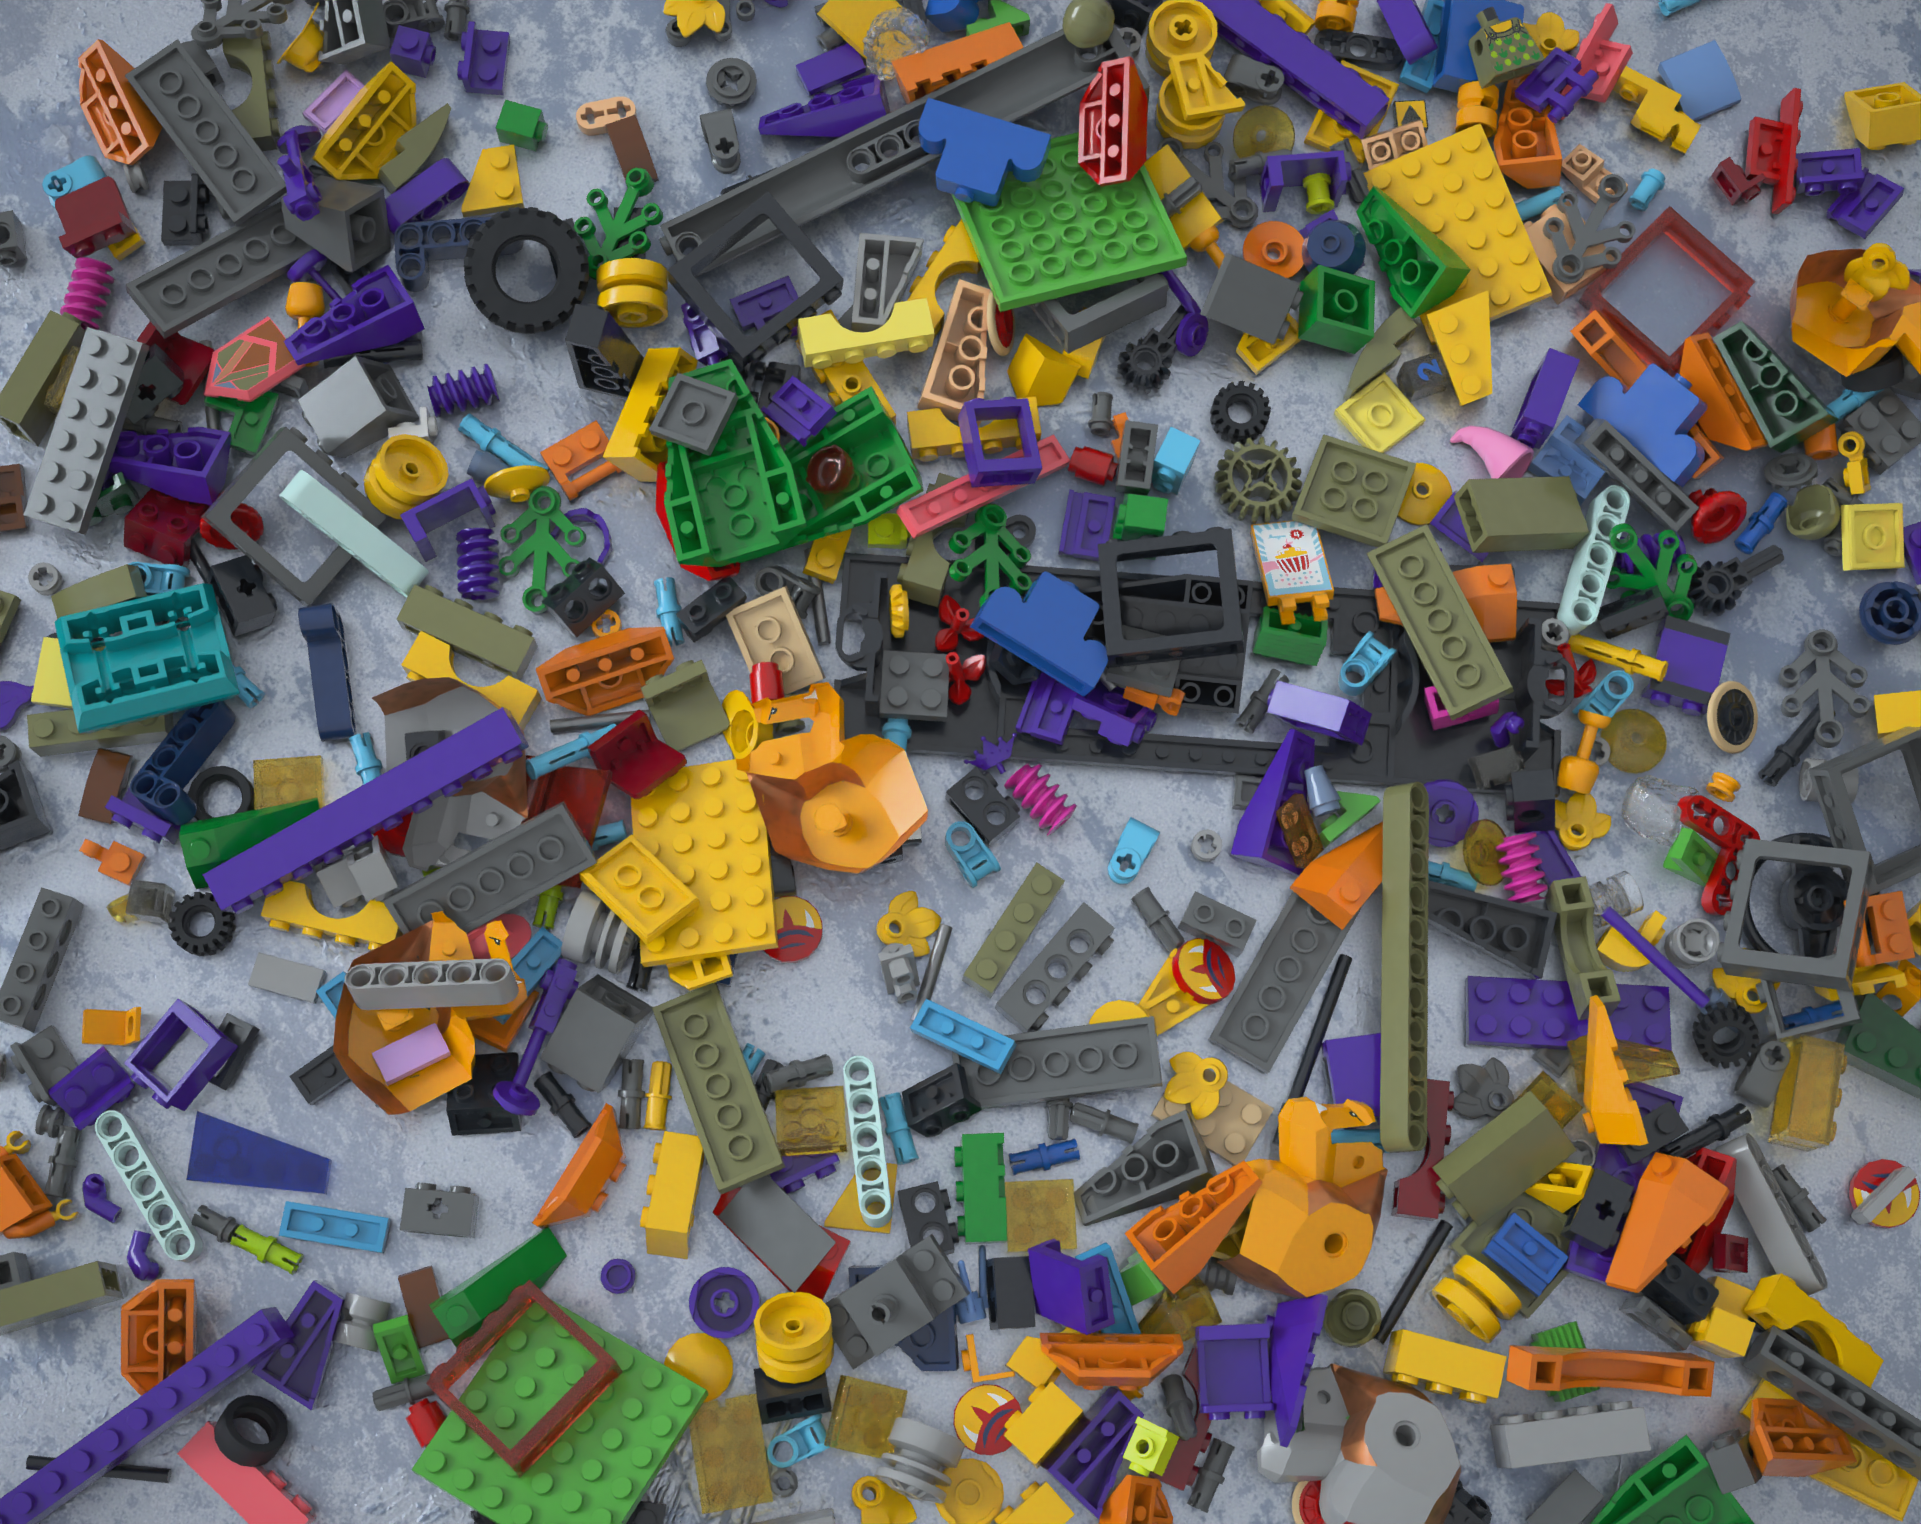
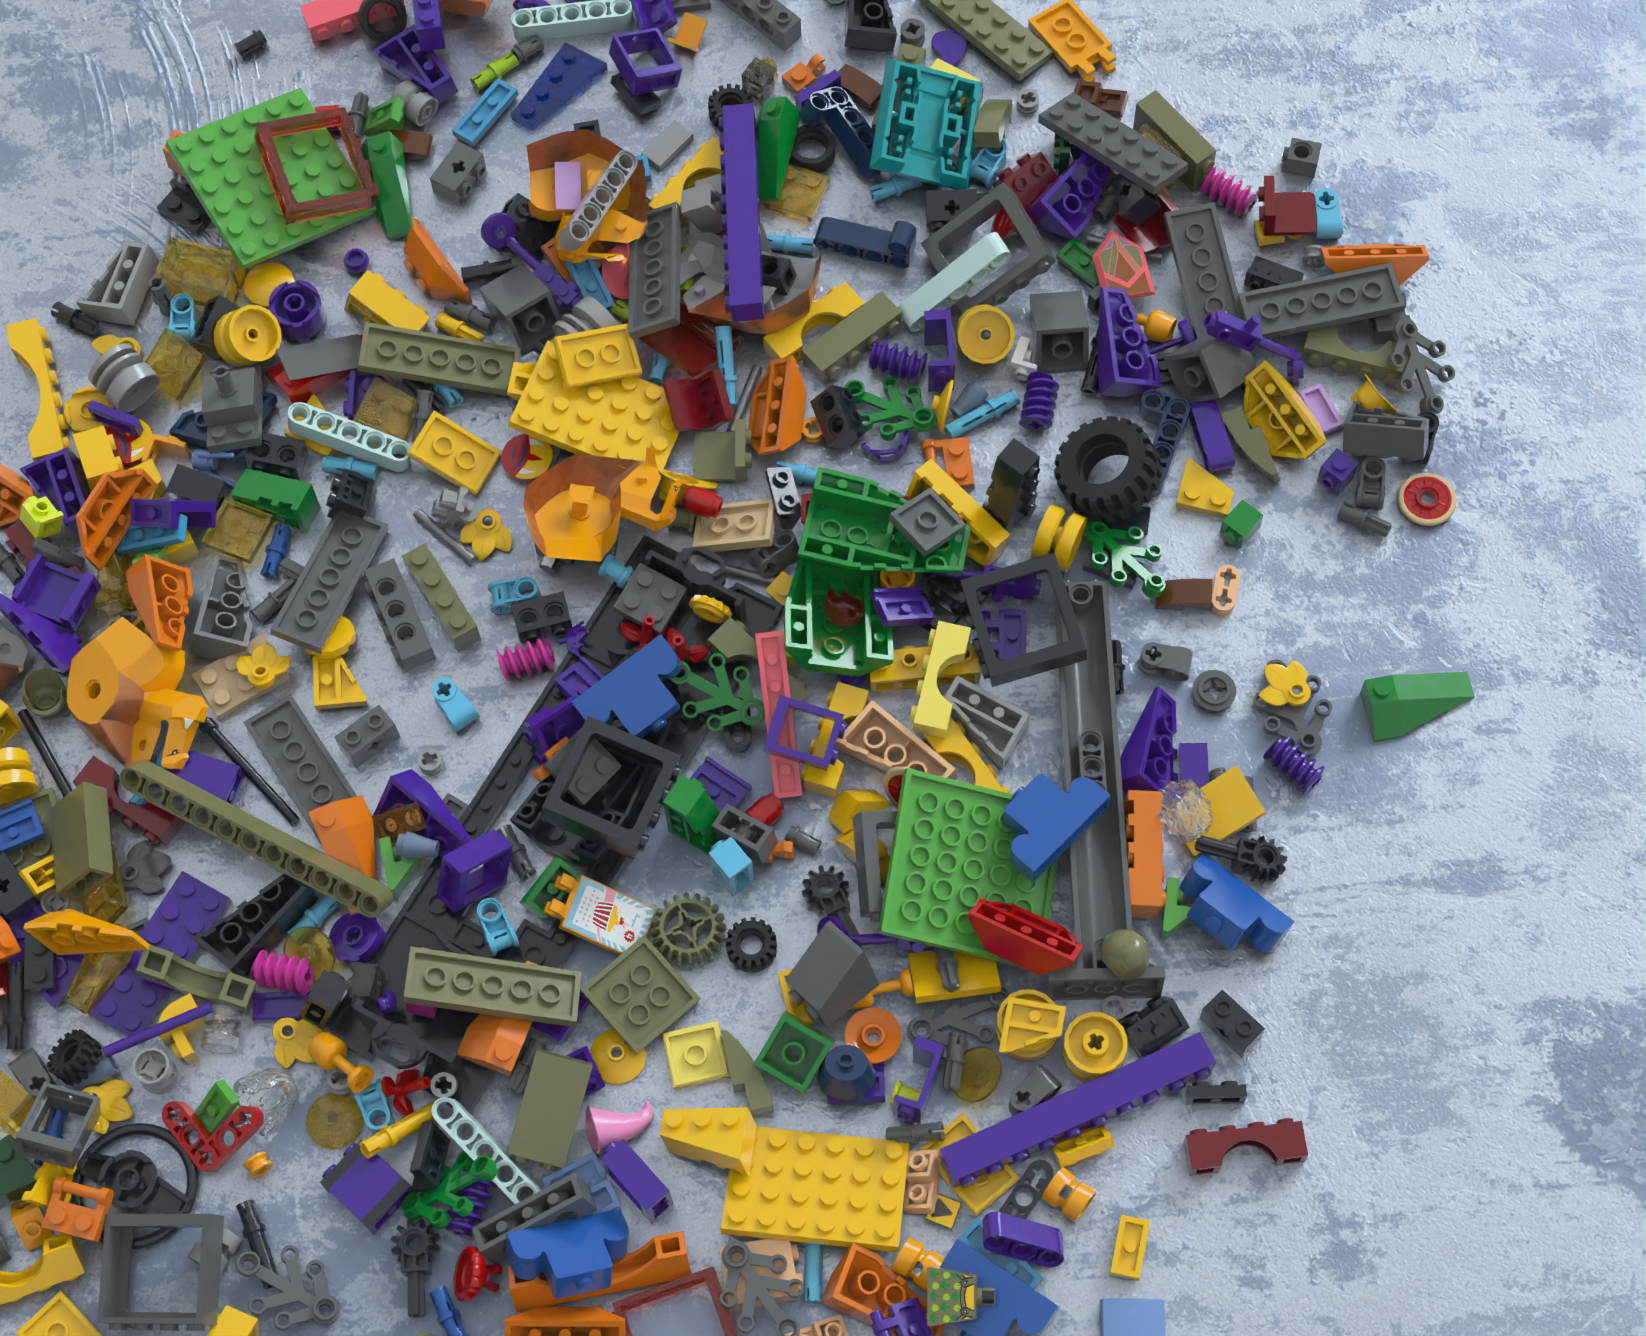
camera: 125 degrees right, 10 degrees down
(484, 60) = (1311, 521): dark purple bracket -> none
(827, 1010) = (454, 453): none -> yellow tile
(963, 1036) = (383, 527): dark azure plate -> none
(975, 1443) = (115, 418): none -> dark purple tile
(1158, 919) = (396, 701): dark grey axle -> none
(1203, 971) = (337, 708): tile -> none
(1414, 258) = (802, 1136): green wedge -> none
(1423, 376) = (709, 1093): clear smoke brick -> none
(1735, 697) = (321, 1197): wheel -> none
(1825, 973) = (115, 1196): dark grey piece -> none

